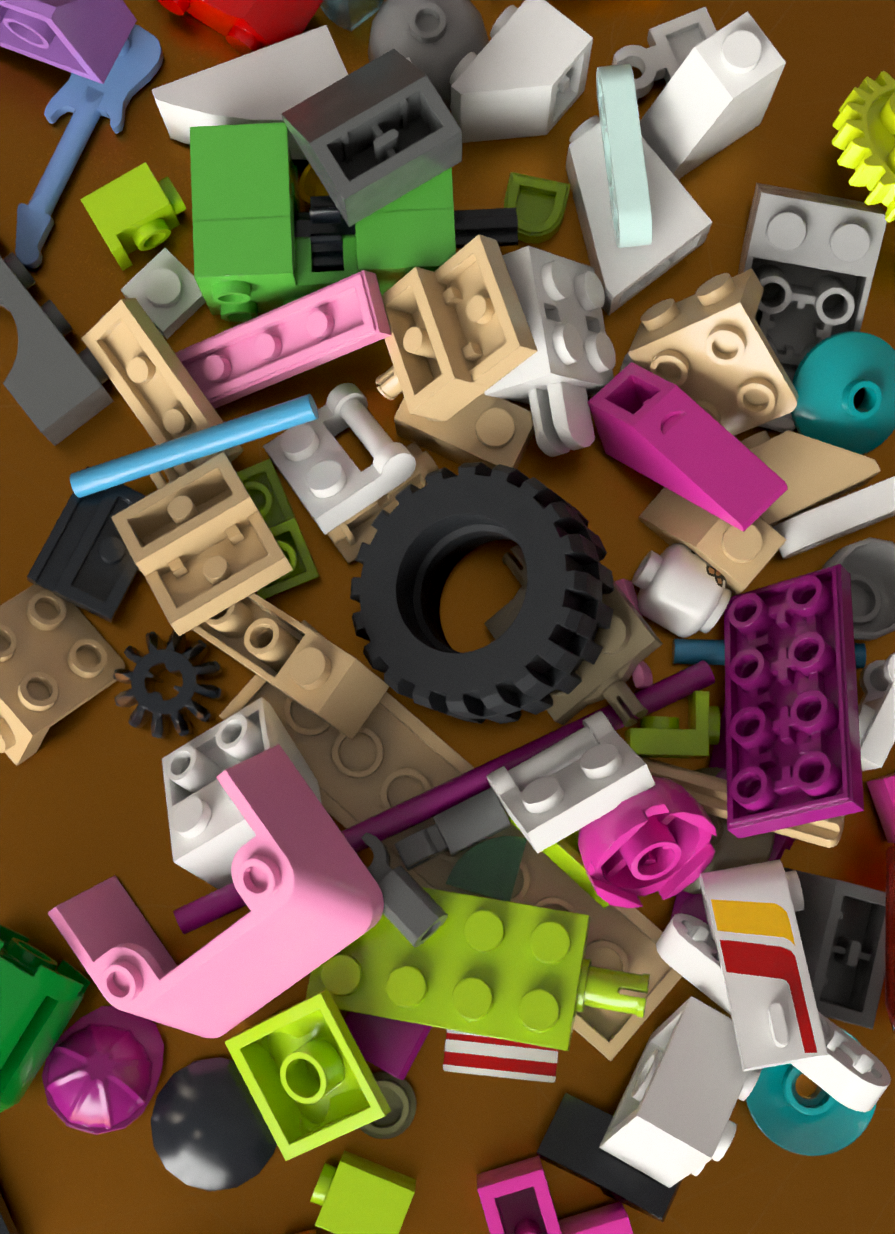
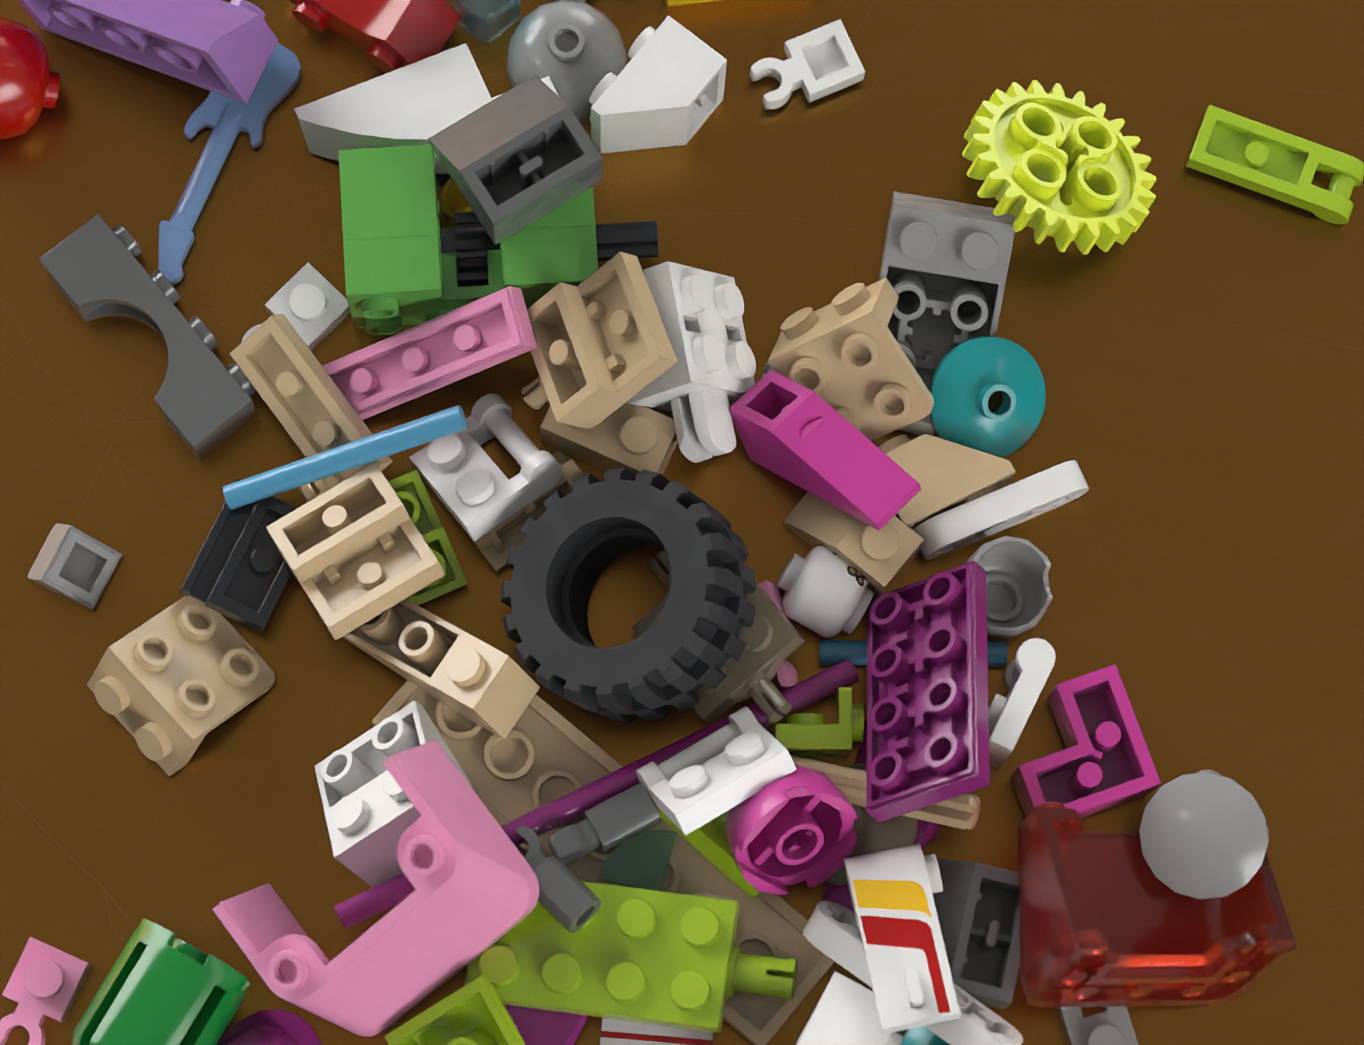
camera: 10 degrees left, 5 degrees down
(134, 212) = (277, 229): lime brick -> none
(157, 705) = (334, 674): black gear -> none
(538, 205) = (678, 216): lime tile -> none
(624, 155) = (760, 170): light aqua beam -> none
(677, 219) = (768, 218): white slope -> none
(713, 96) = (841, 117): white slope -> none

